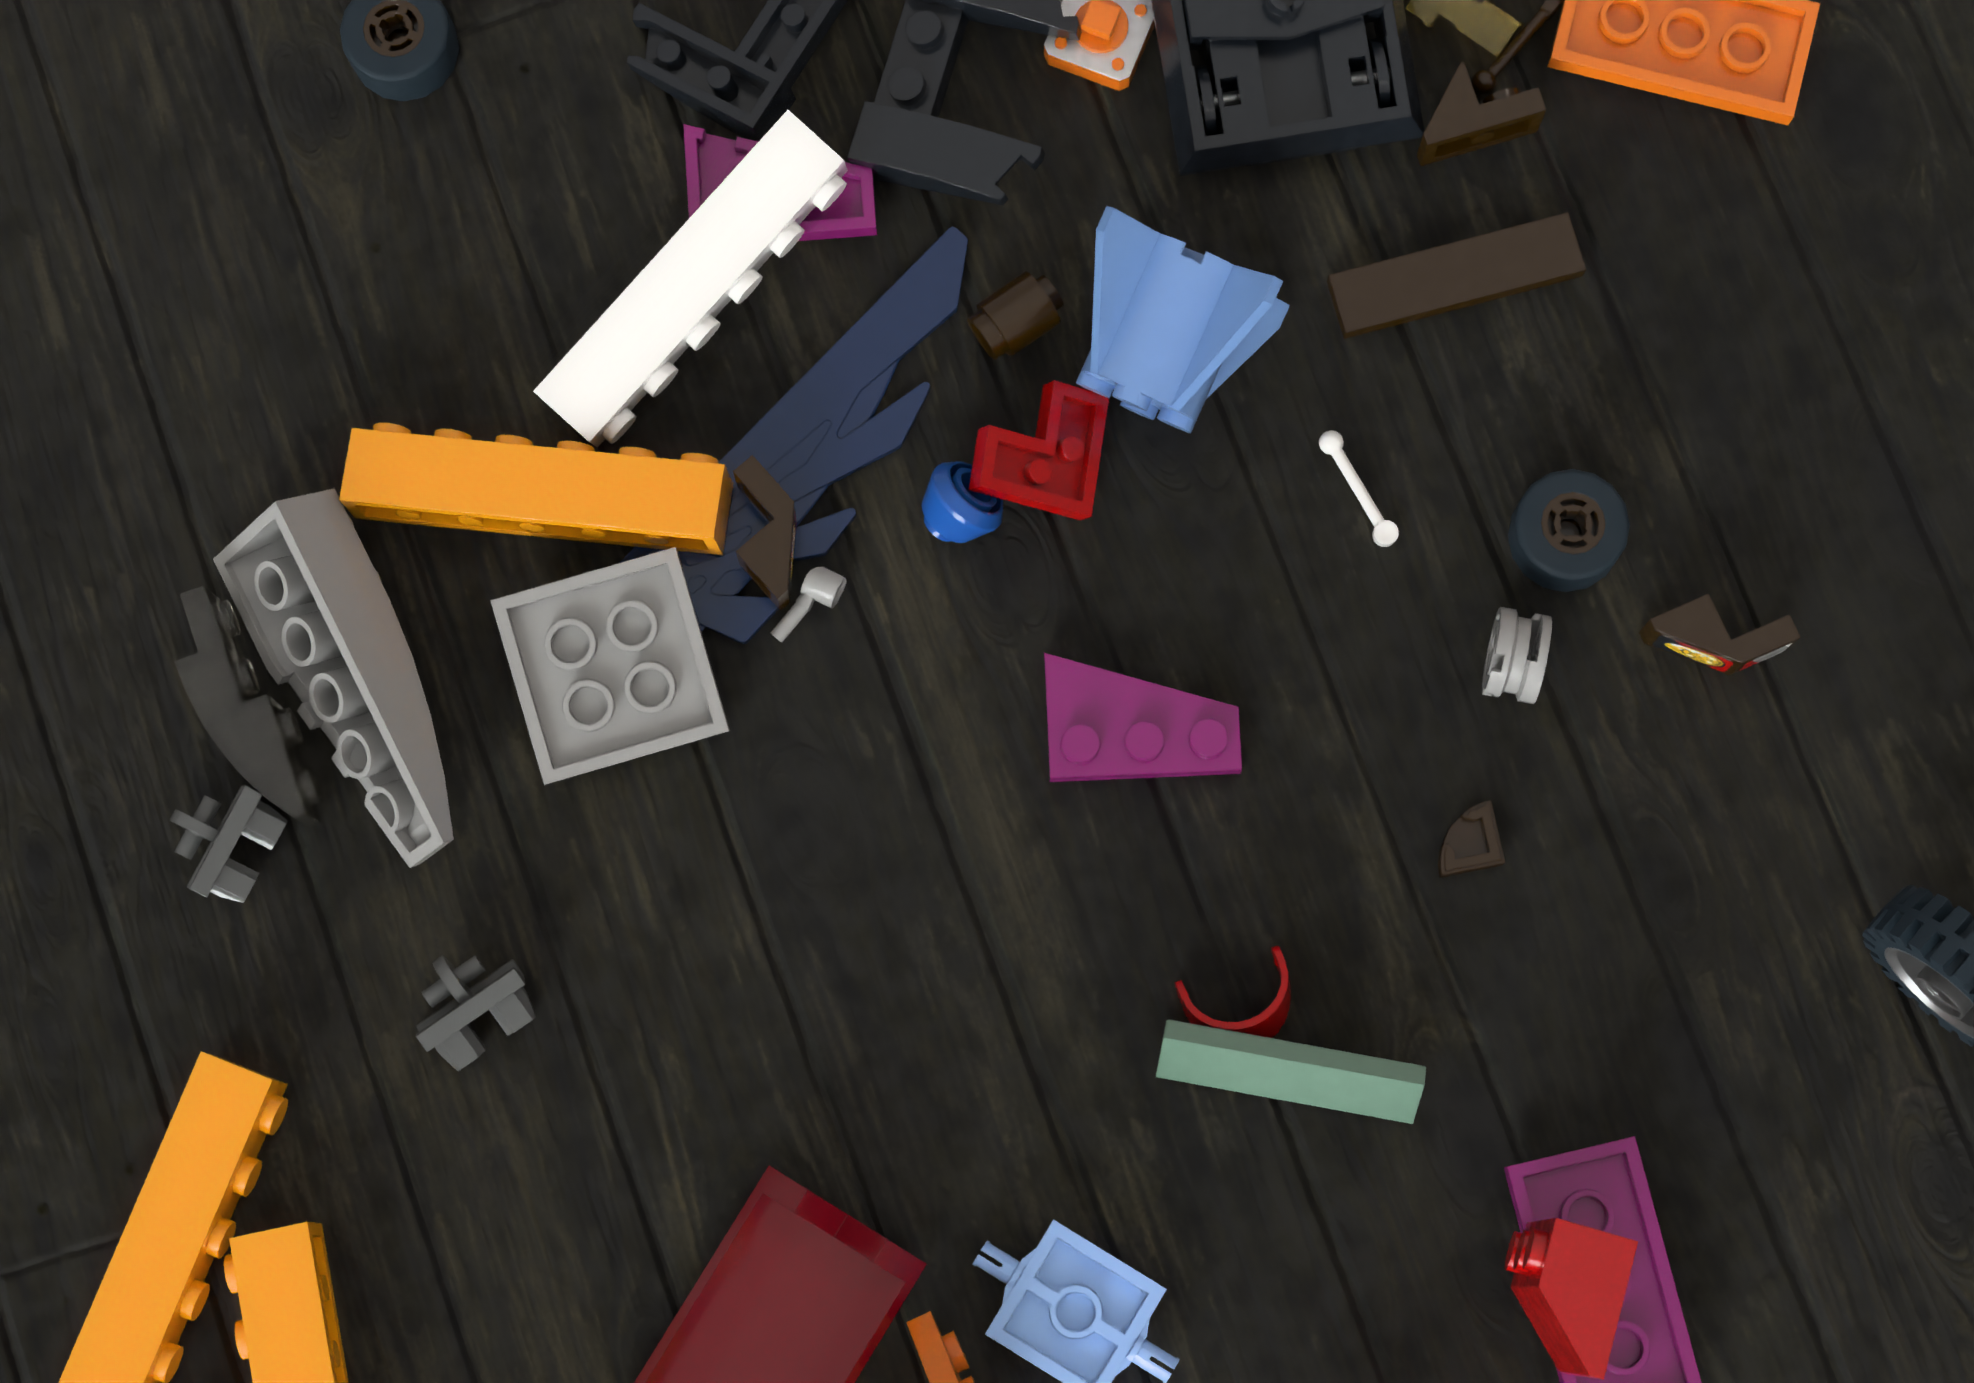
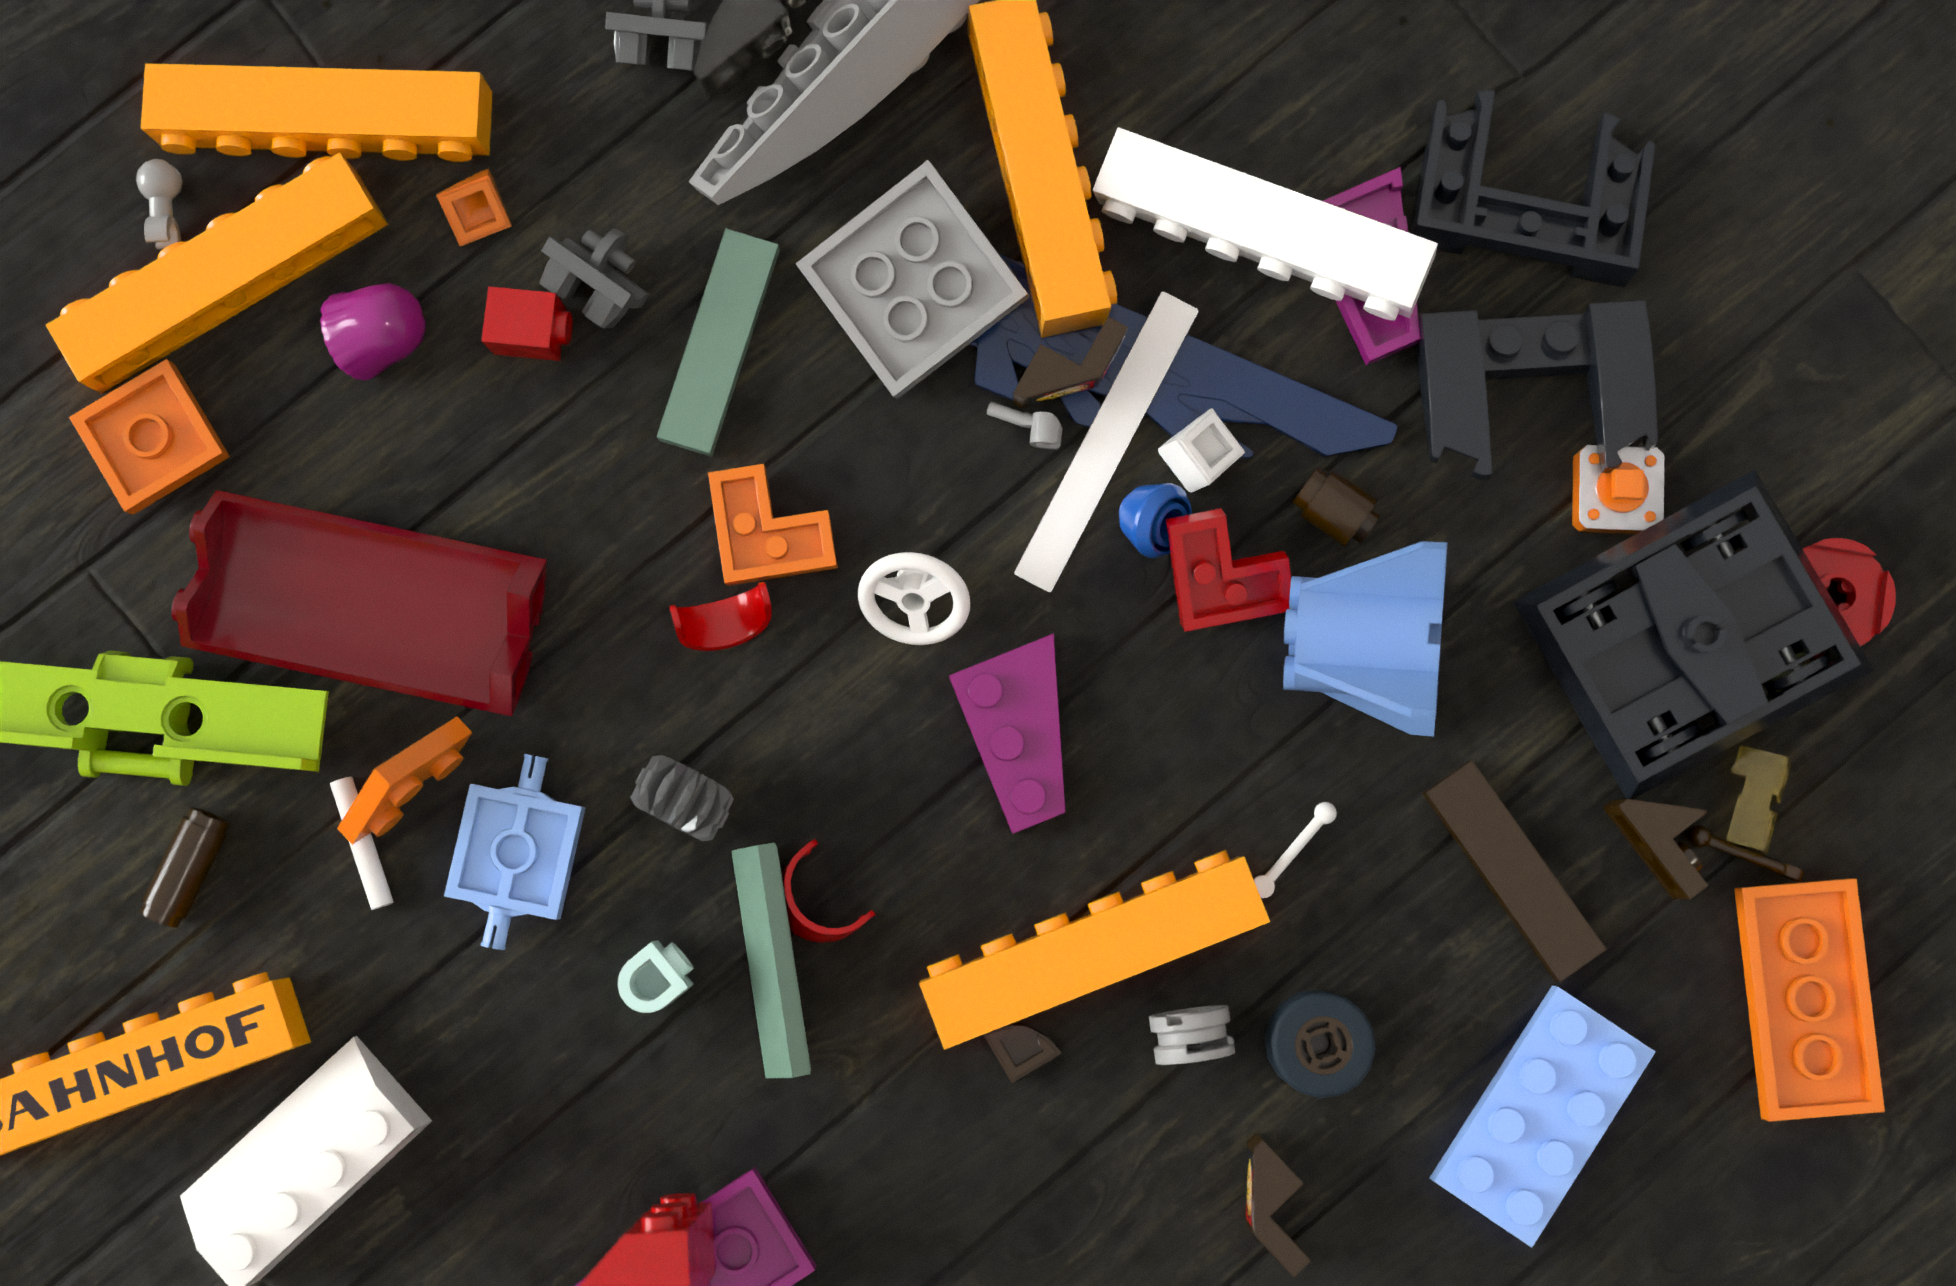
camera: 65 degrees right, 5 degrees up
(343, 1117) = (474, 208): none -> orange slope
(436, 1274) = (371, 328): none -> magenta hair
(498, 1100) = (526, 323): none -> red brick
(596, 900) = (718, 342): none -> sand green tile
(834, 933) = (755, 543): none -> orange plate
(859, 528) = (1106, 442): none -> white sticker
(904, 993) = (723, 622): none -> red helmet
(906, 433) = (1201, 451): none -> white slope
(942, 778) = (917, 584): none -> white piece
(1083, 1103) = (682, 798): none -> dark grey gear
(1266, 1201) = (654, 977): none -> light aqua plate
(1394, 729) = (1093, 950): none -> light orange brick
(1715, 337) = (1542, 1115): none -> light blue plate

